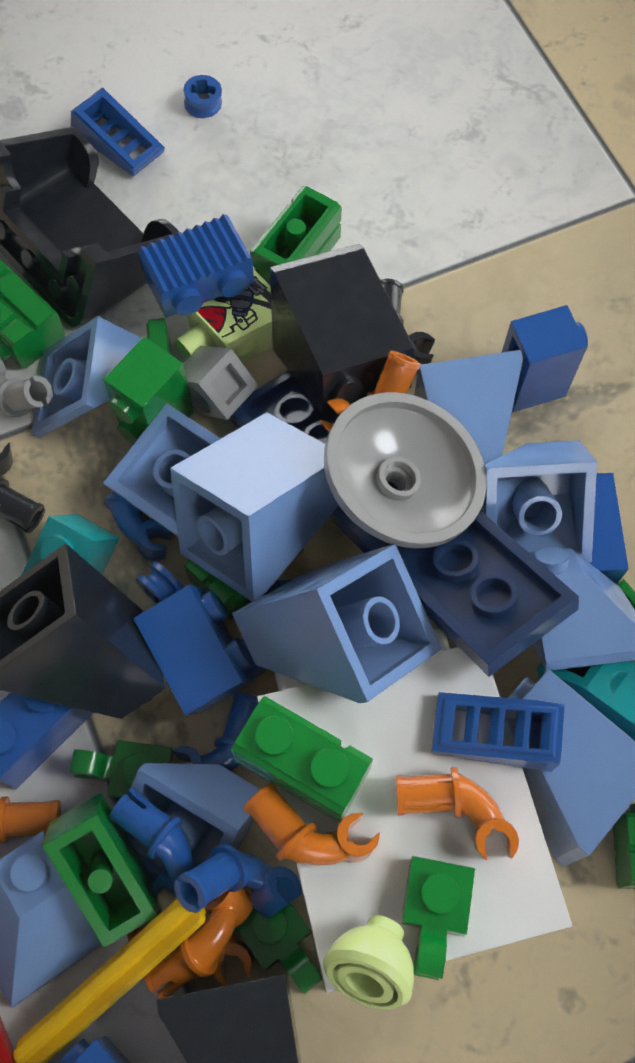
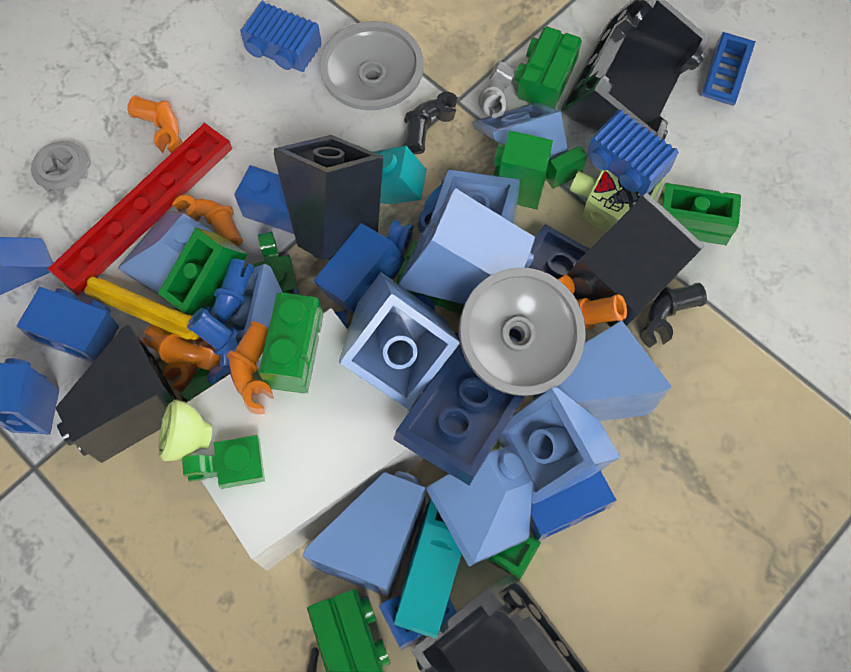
camera: 70 degrees right, 0 degrees up
(202, 85) = (795, 99): blue bush -> none
(217, 381) = (556, 206): light grey brick -> none
(457, 795) = (306, 451): orange piece -> none
(523, 710) = (371, 495): blue slope -> none
(551, 355) = (688, 415): blue brick -> none

